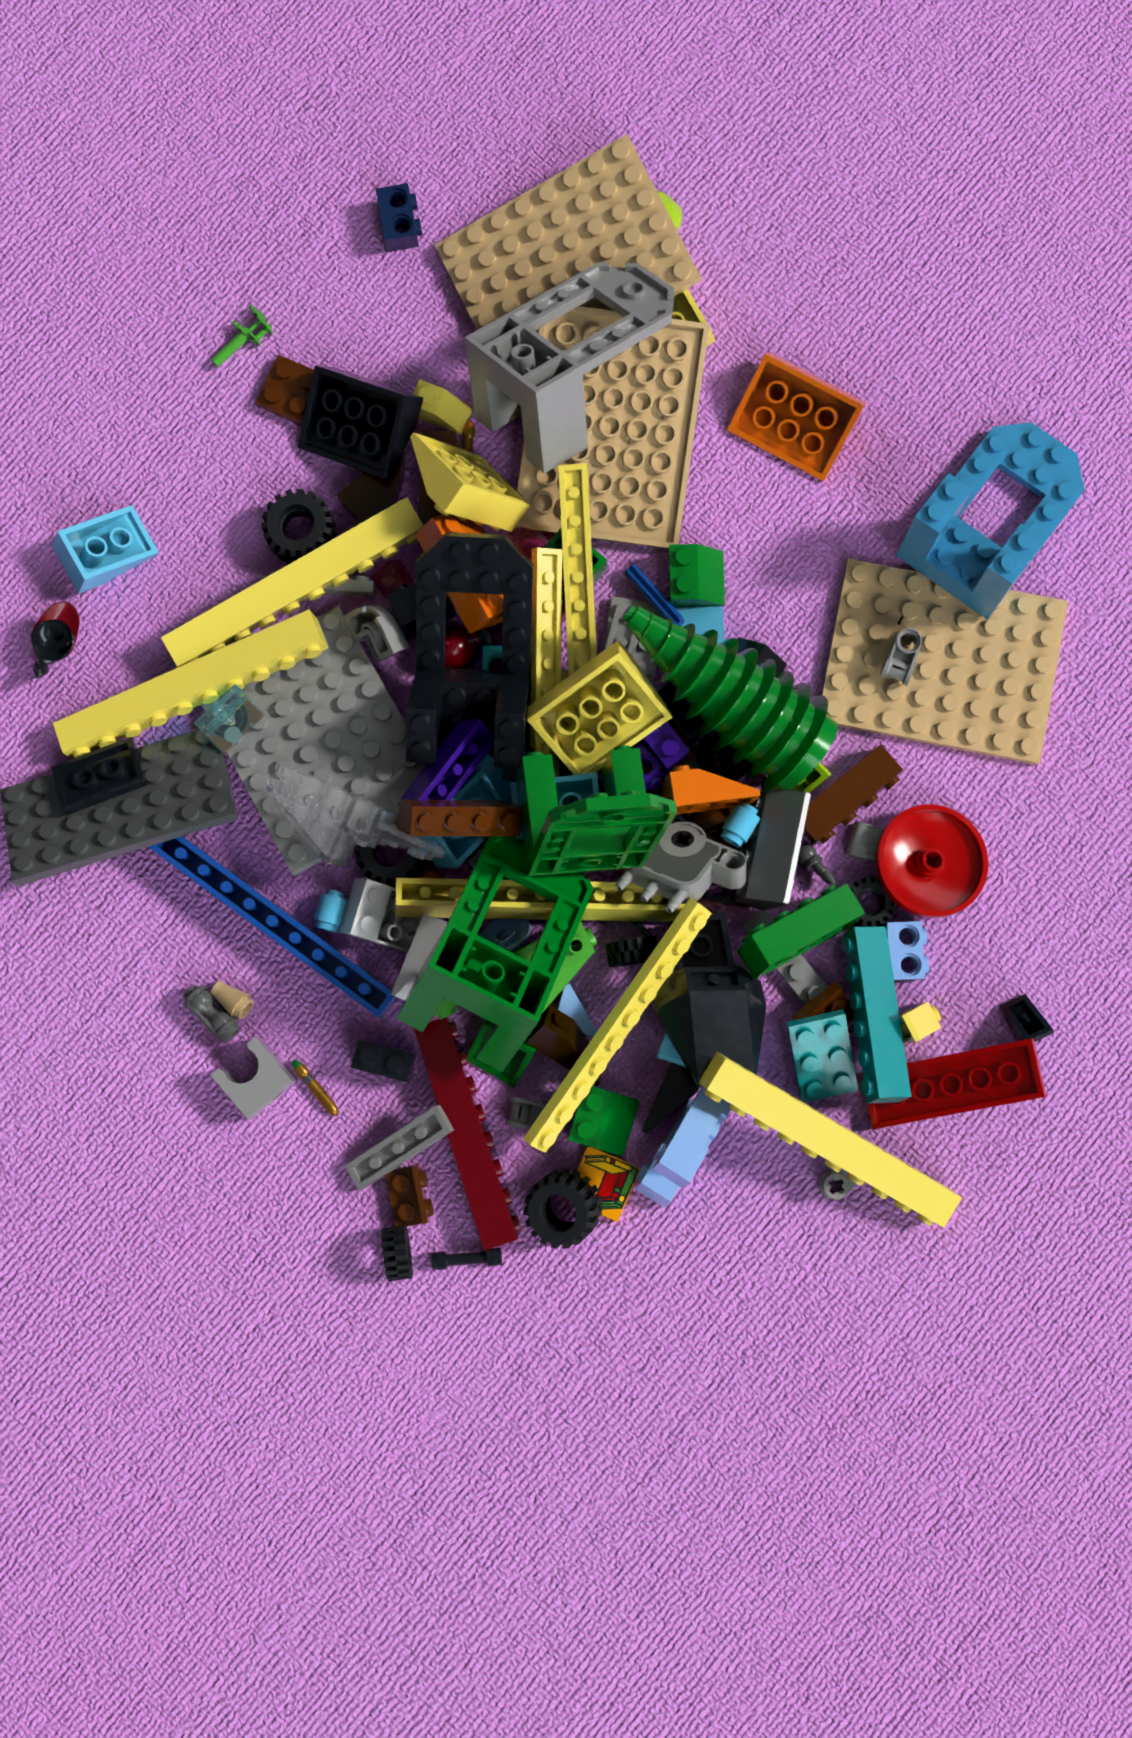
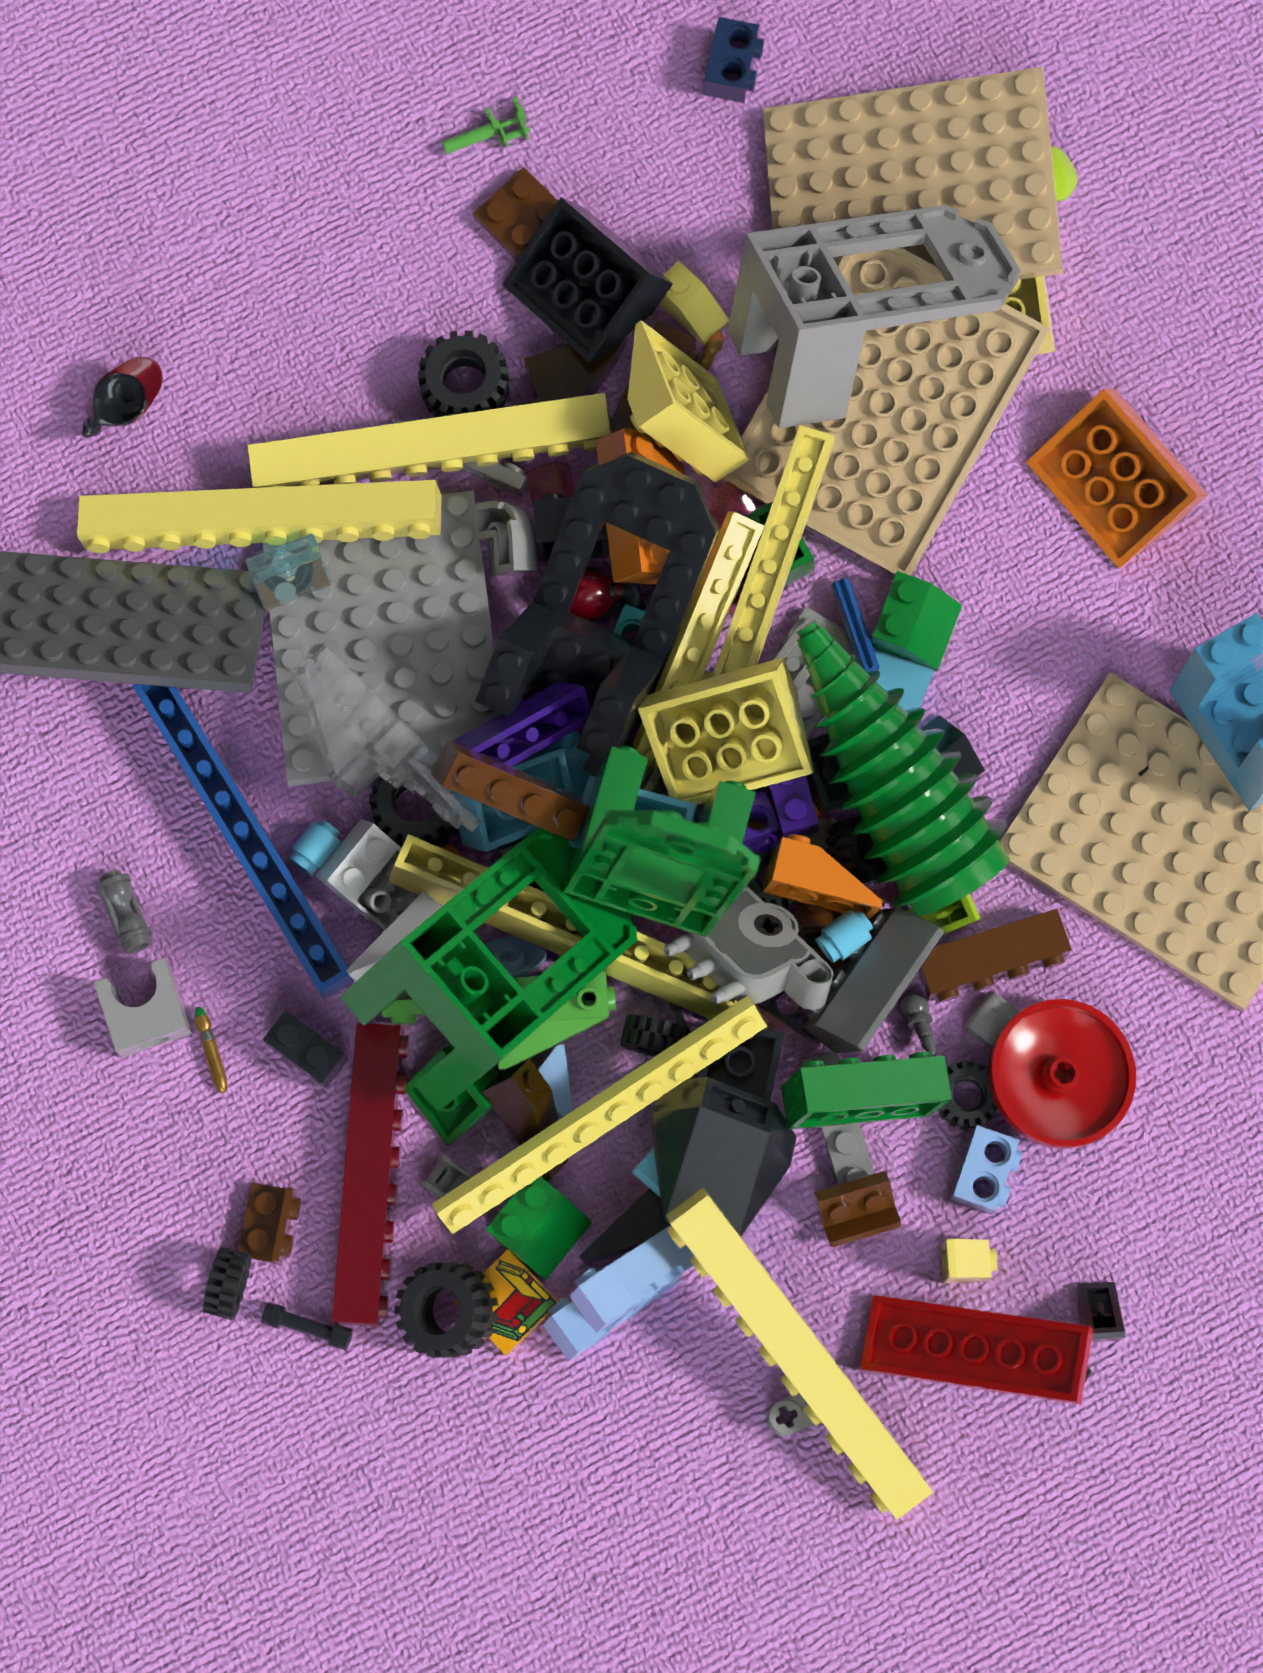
camera: 20 degrees right, 5 degrees down
(98, 776) = (108, 579): black tile -> none
(103, 548) = (223, 314): medium azure slope -> none
(234, 1001) = (156, 906): tan cone -> none
(399, 1147) = (281, 1158): light grey plate -> none
(822, 1055) = (833, 1254): teal plate -> none
(876, 1015) = (917, 1230): teal brick -> none
(901, 661) = (1121, 819): light grey piece -> none

